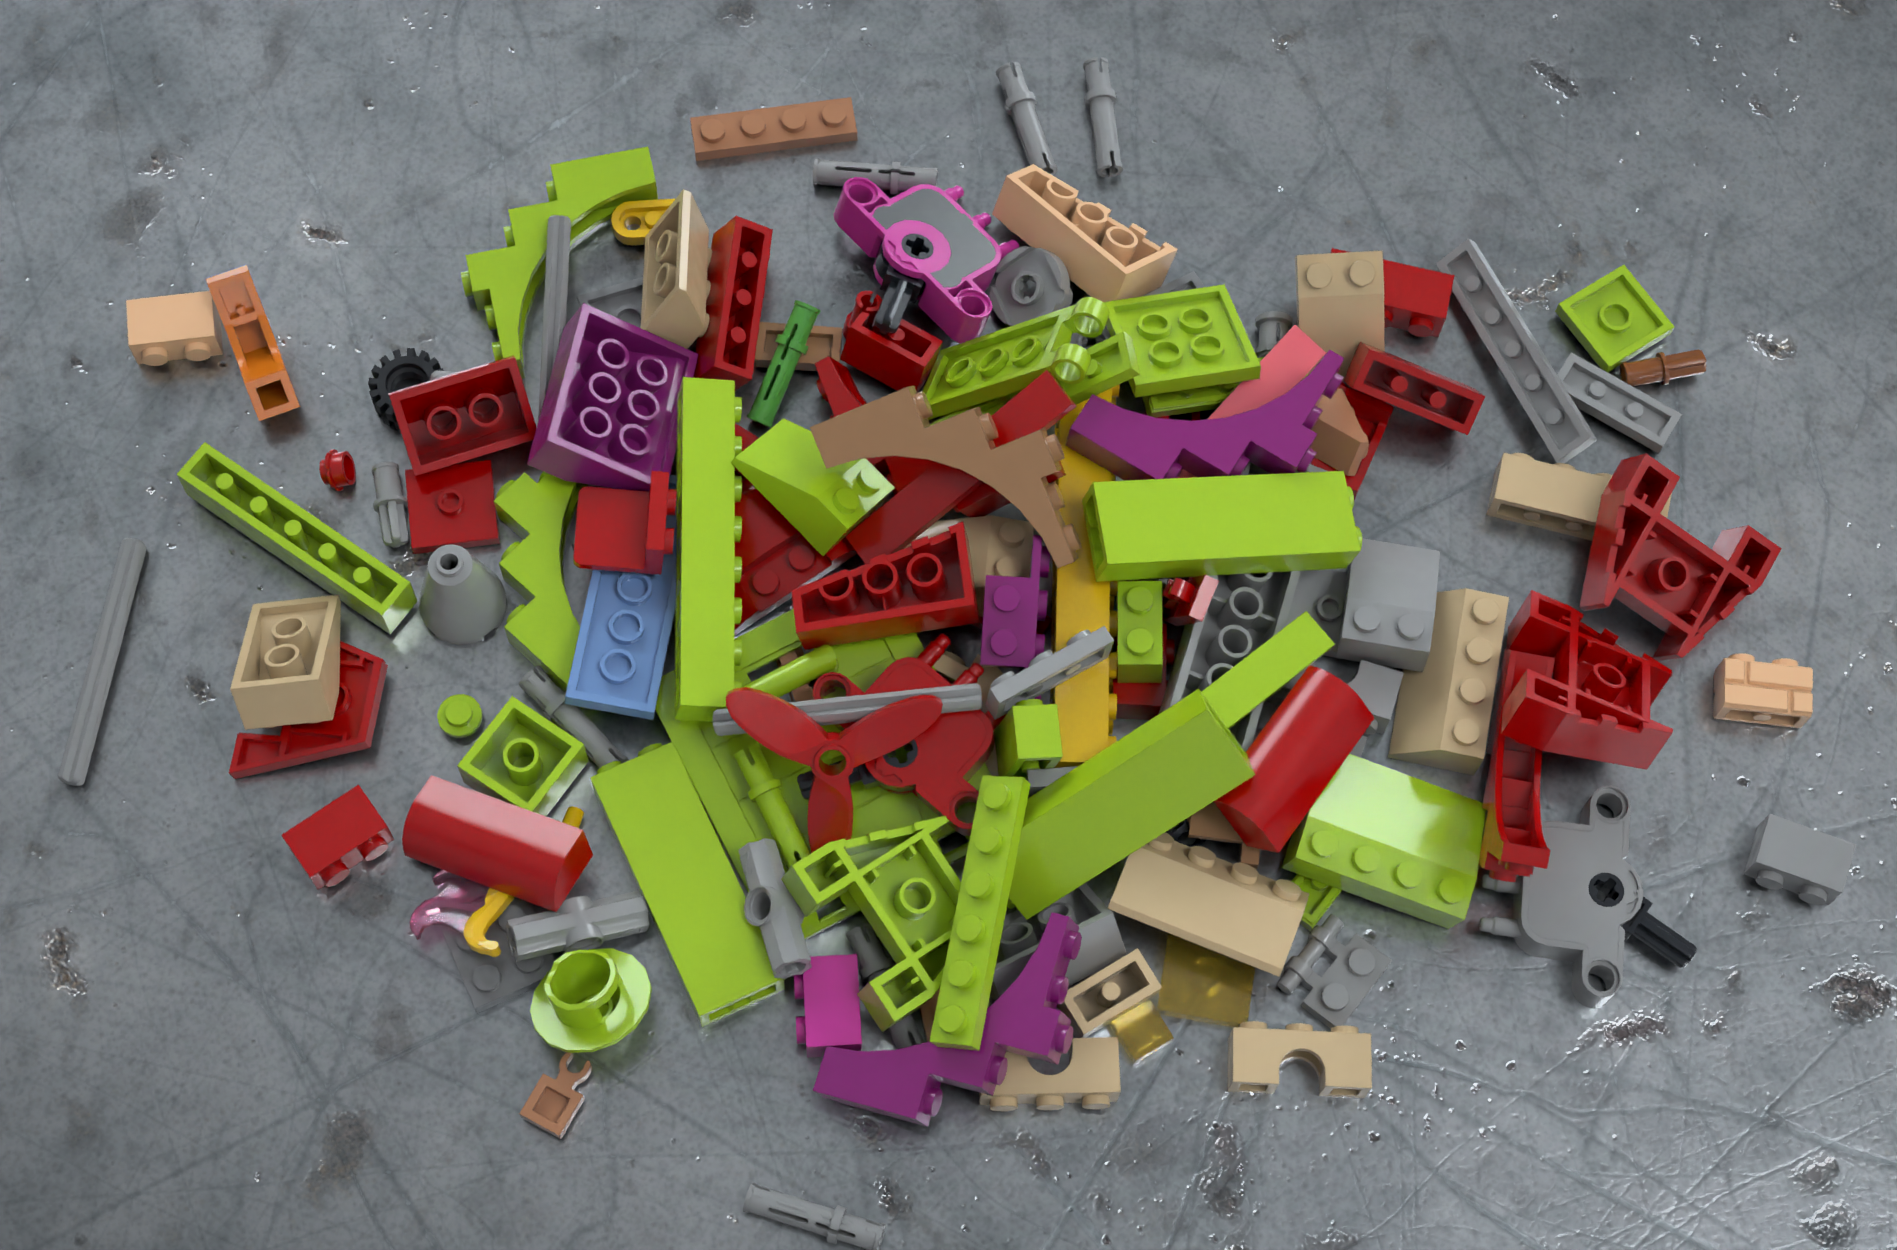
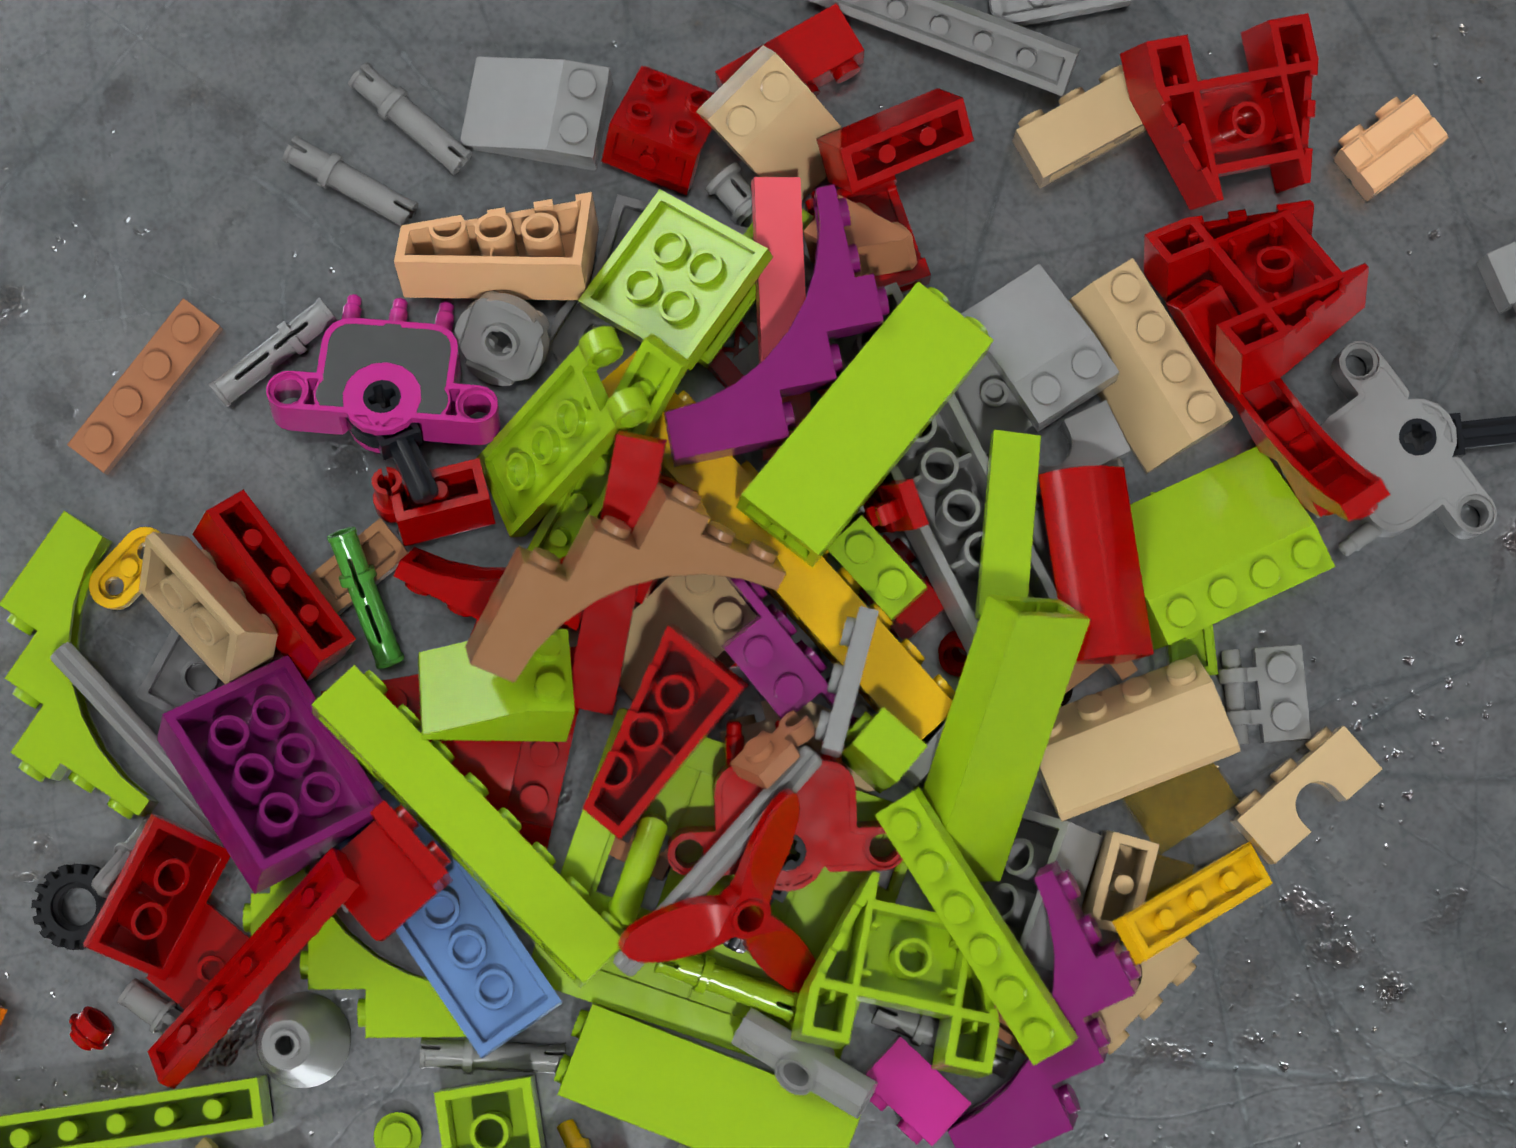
camera: 35 degrees left, 15 degrees up
(490, 507) = (253, 968): none -> red plate
(950, 667) = (772, 754): none -> nougat plate
(1147, 1049) = (1192, 903): none -> yellow tile
(1194, 183) = (538, 110): none -> light grey slope
(1255, 257) = (658, 130): none -> red bracket

